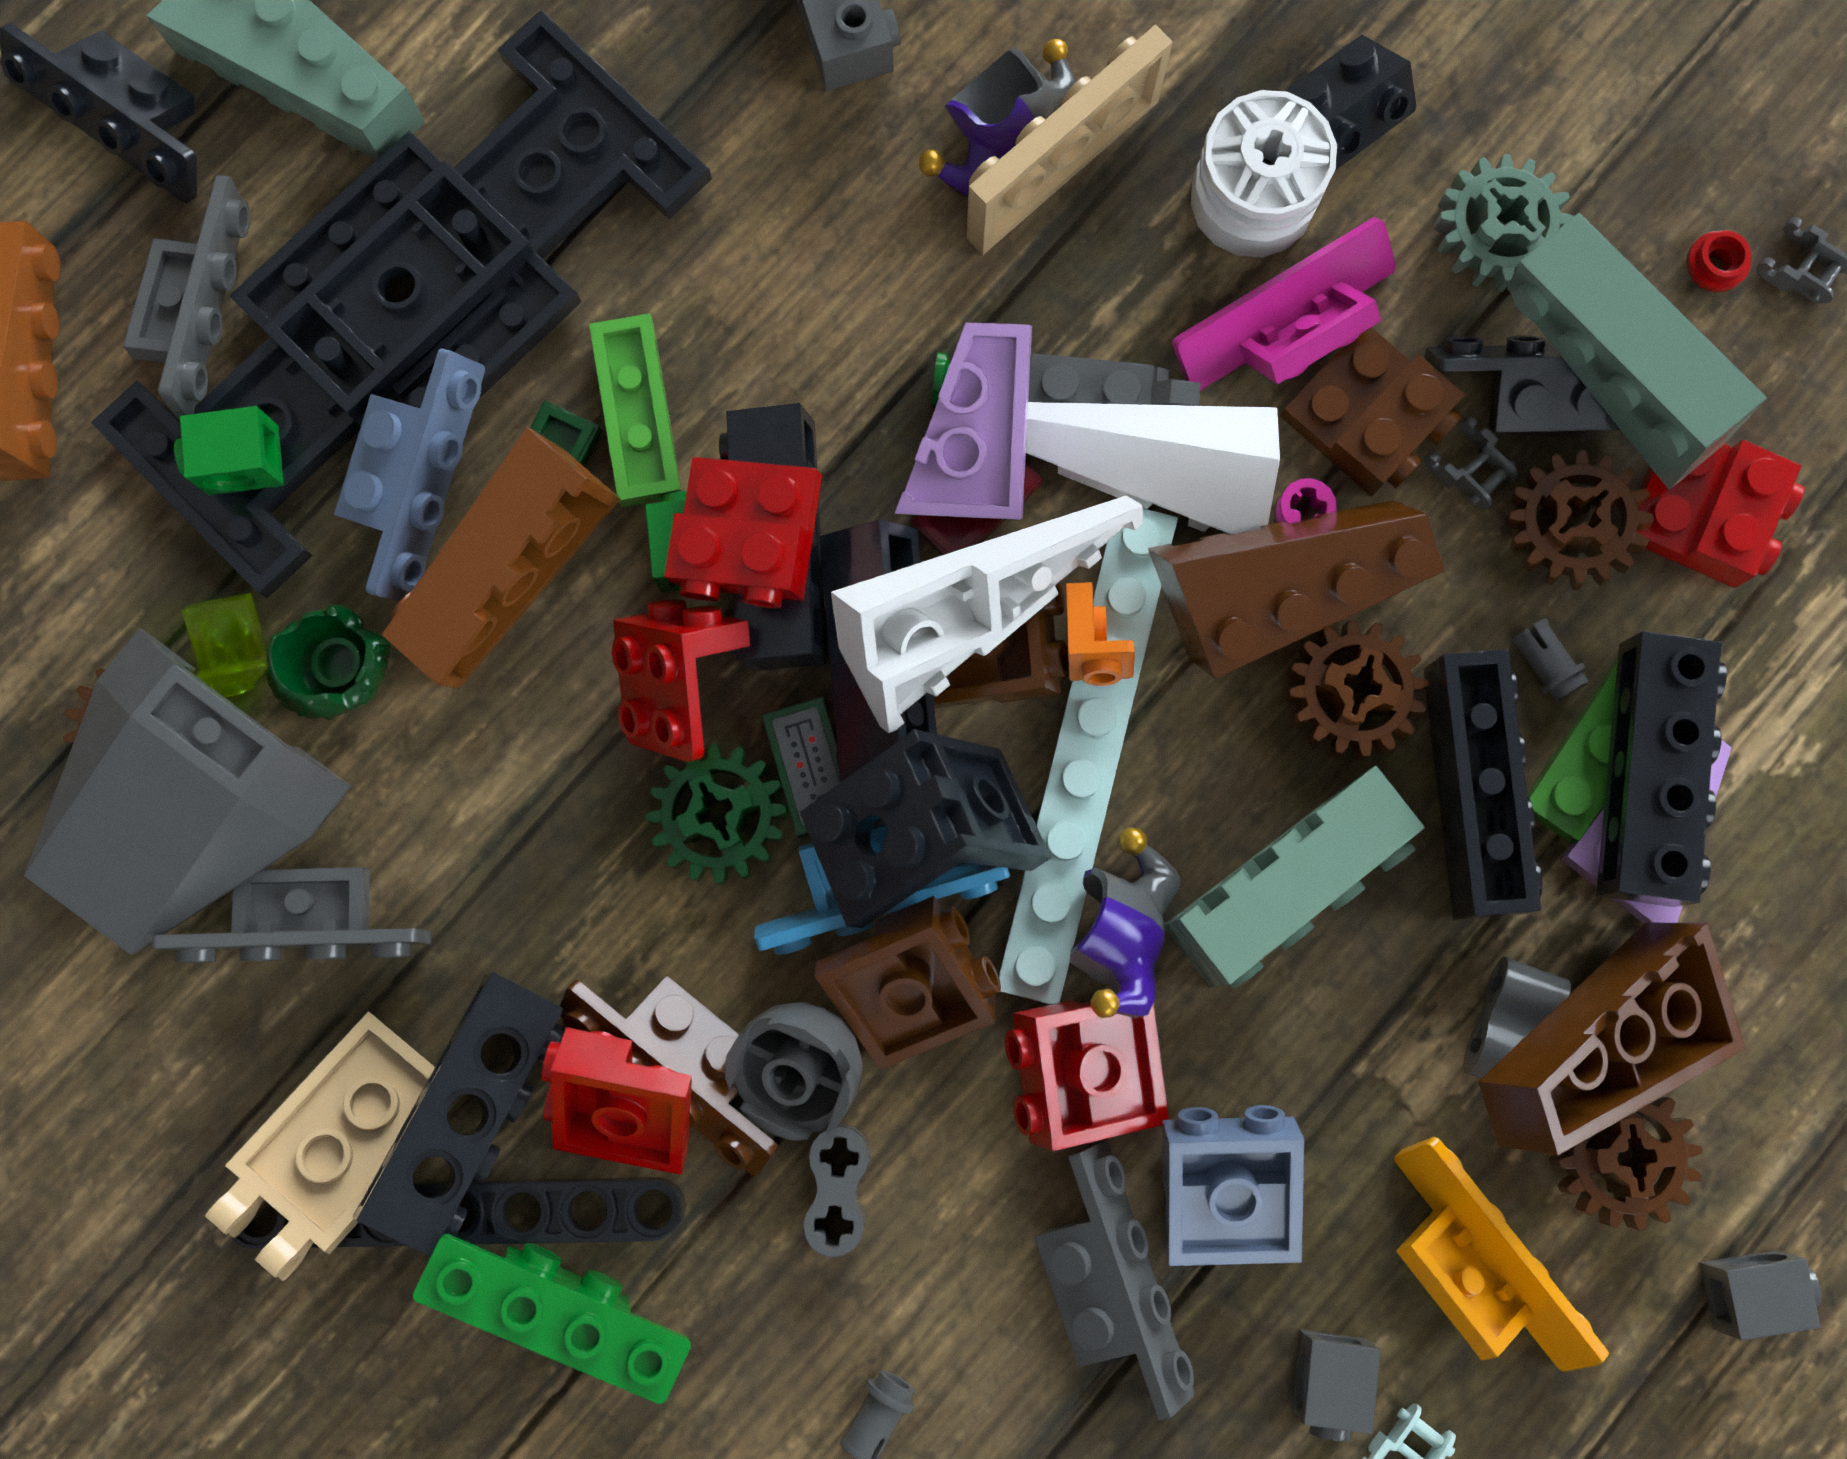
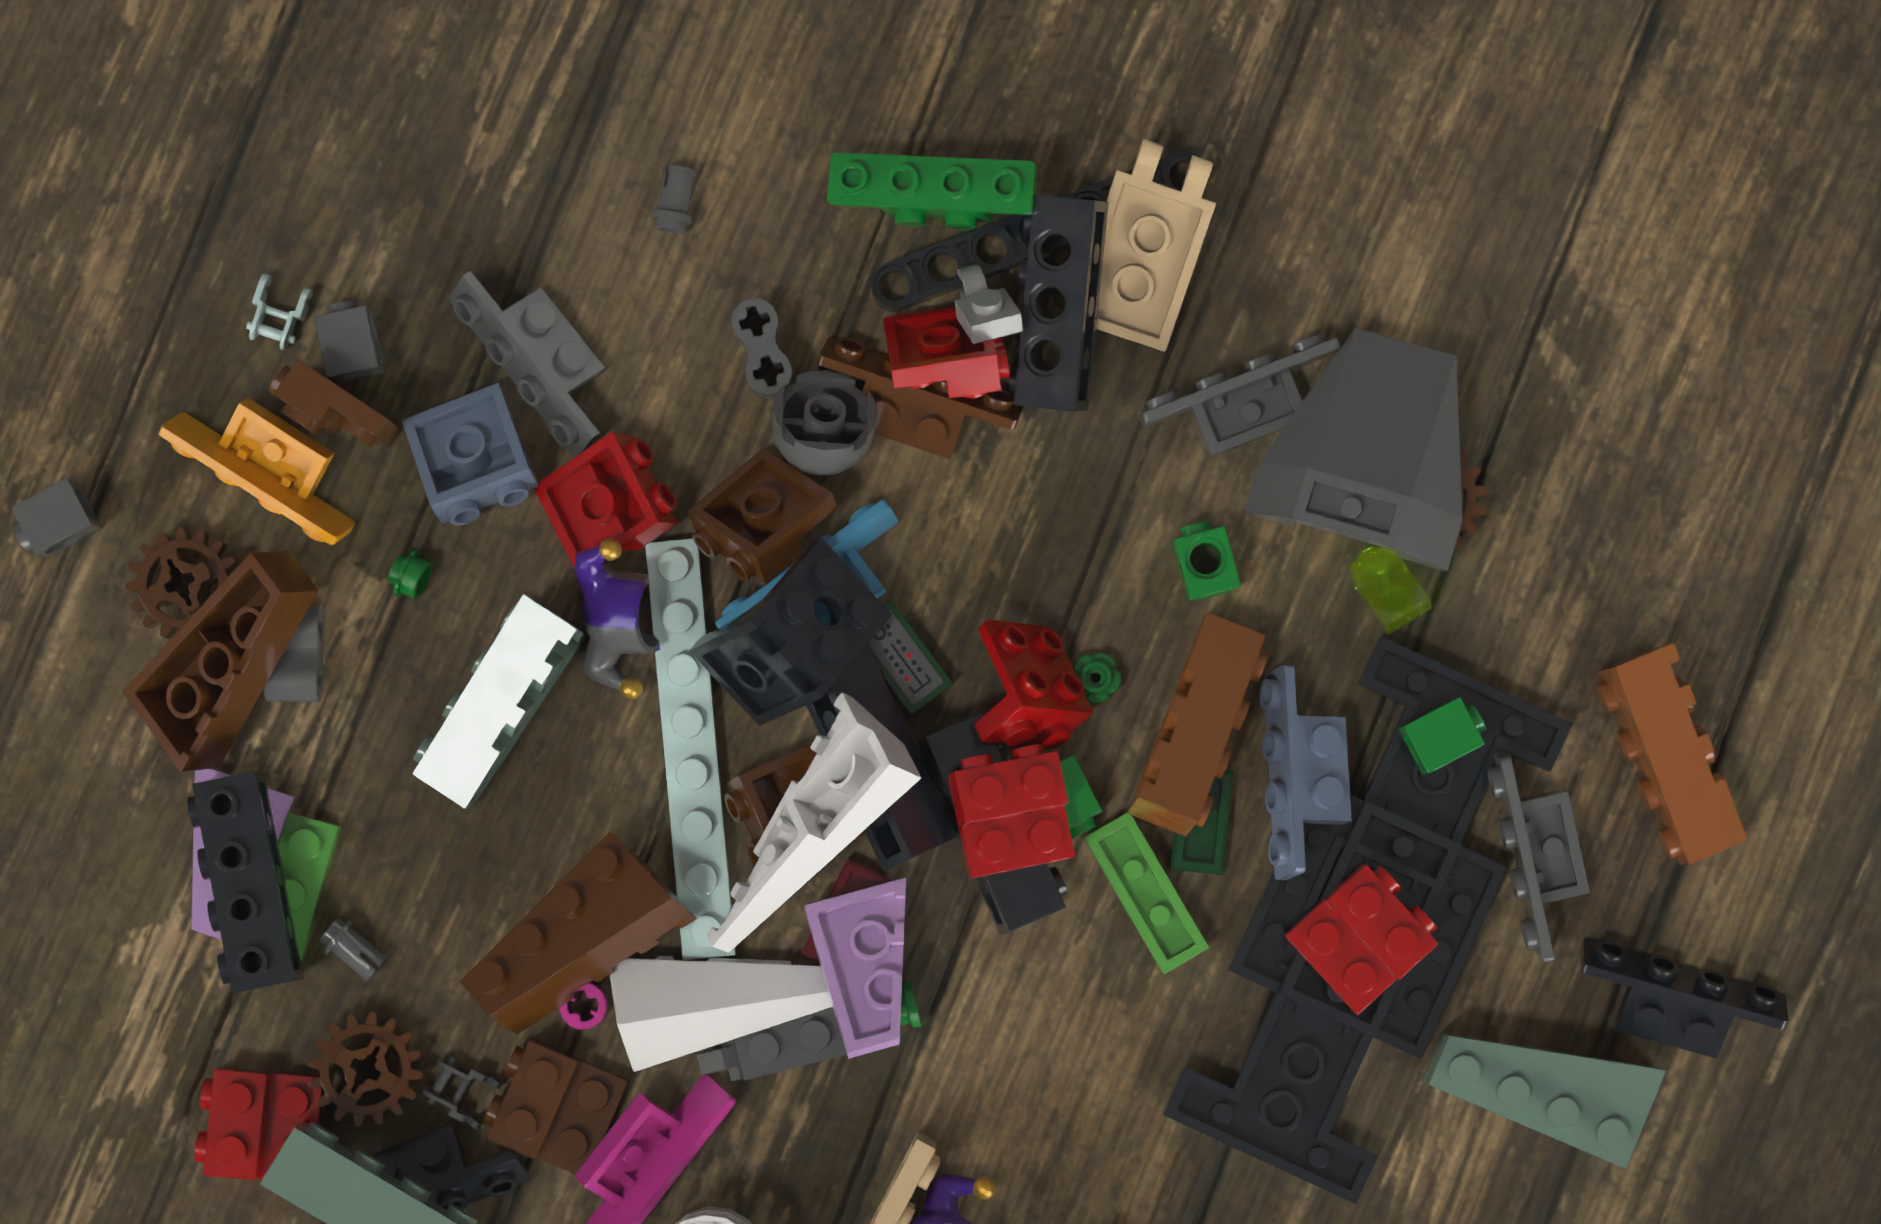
camera: 160 degrees right, 5 degrees up
(326, 663) = (1302, 600): dark green hair -> none
(403, 726) = (1198, 585): none -> green brick
(407, 262) = (1363, 937): none -> red plate
(551, 1132) = (985, 311): none -> light grey plate
(583, 673) = (1103, 665): none -> green plate
(690, 826) = (973, 576): dark green gear -> none
(1090, 654) = (722, 835): orange bracket -> none
(1349, 1069) = (410, 575): none -> green plate
(1383, 695) = (497, 843): reddish brown gear -> none
(1393, 1316) = (321, 403): none -> reddish brown plate
(1482, 785) = (377, 823): black brick -> none

